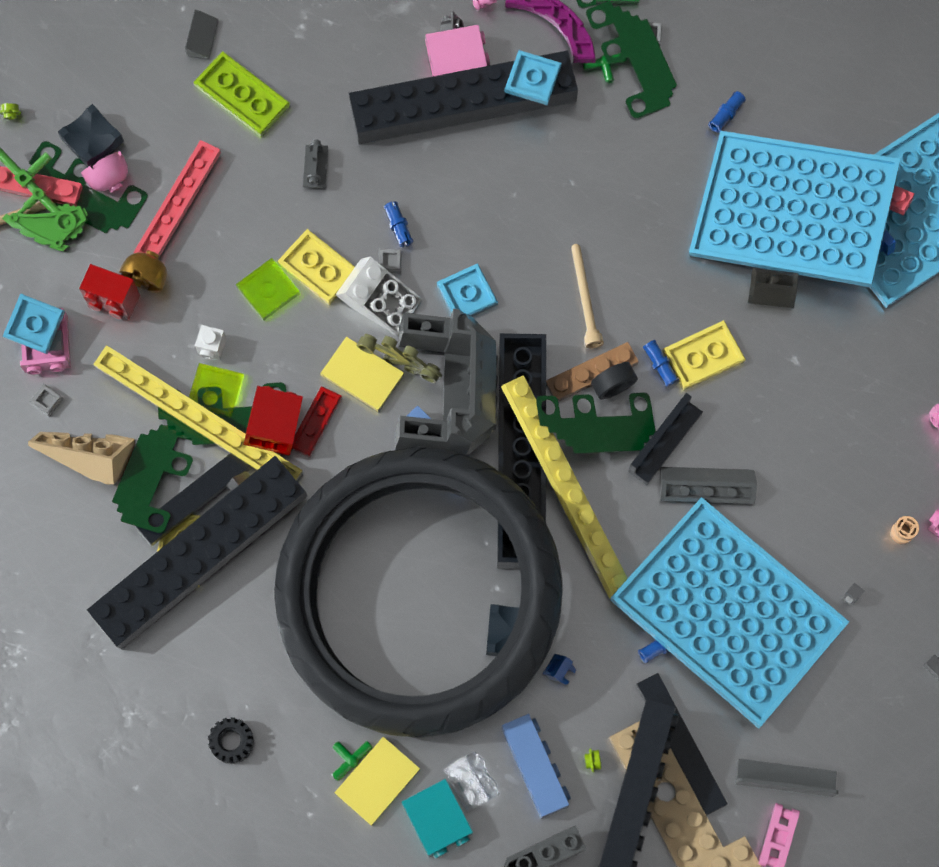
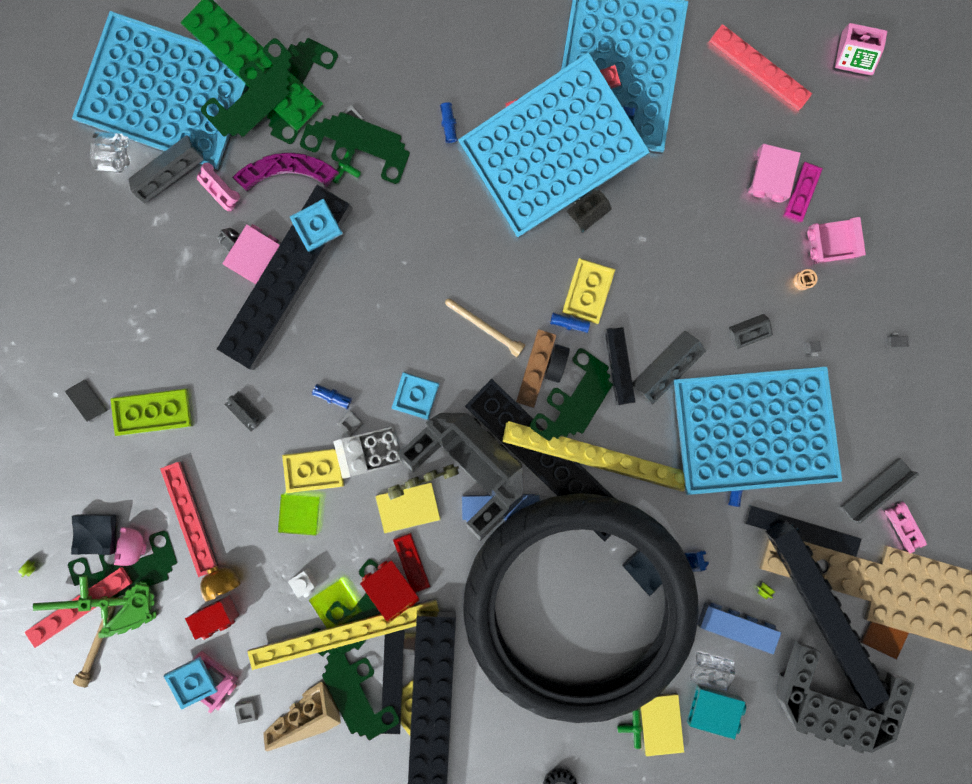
camera: 45 degrees left, 15 degrees up
(812, 528) = (751, 331): none -> dark grey slope

